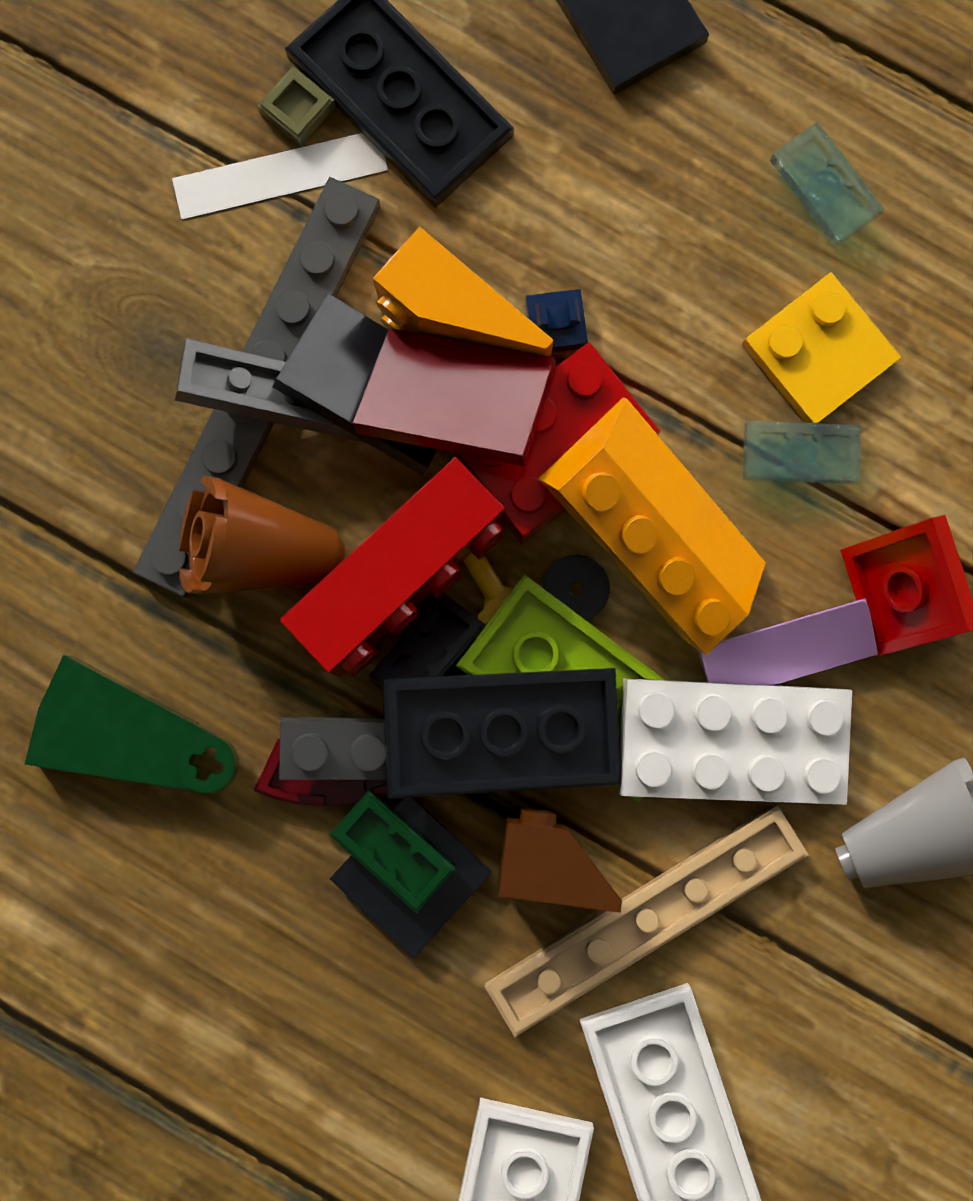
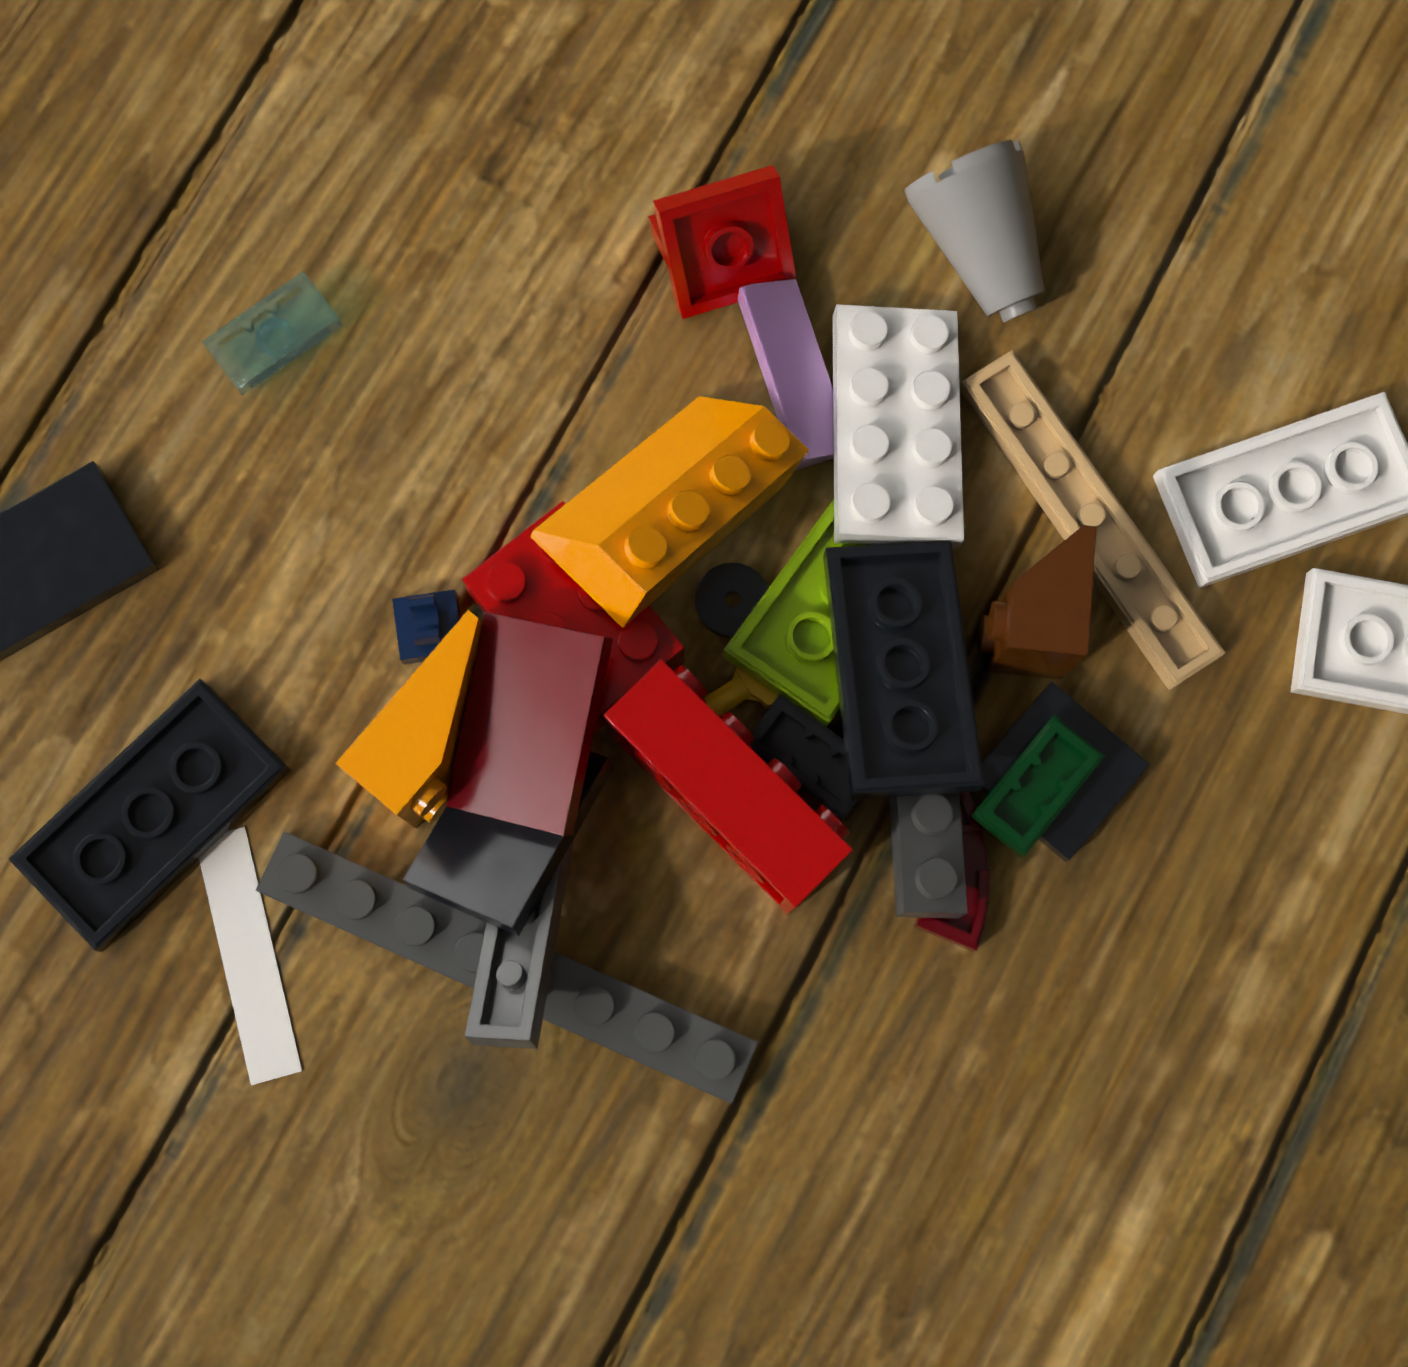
camera: 95 degrees left, 5 degrees down
(116, 732) = (920, 1108): dark green piece -> none
(251, 542) = (699, 960): dark orange cone -> none
(296, 106) = (166, 935): olive tile -> none
(801, 452) = (576, 359): clear light blue plate -> none
(820, 350) = (461, 340): yellow plate -> none

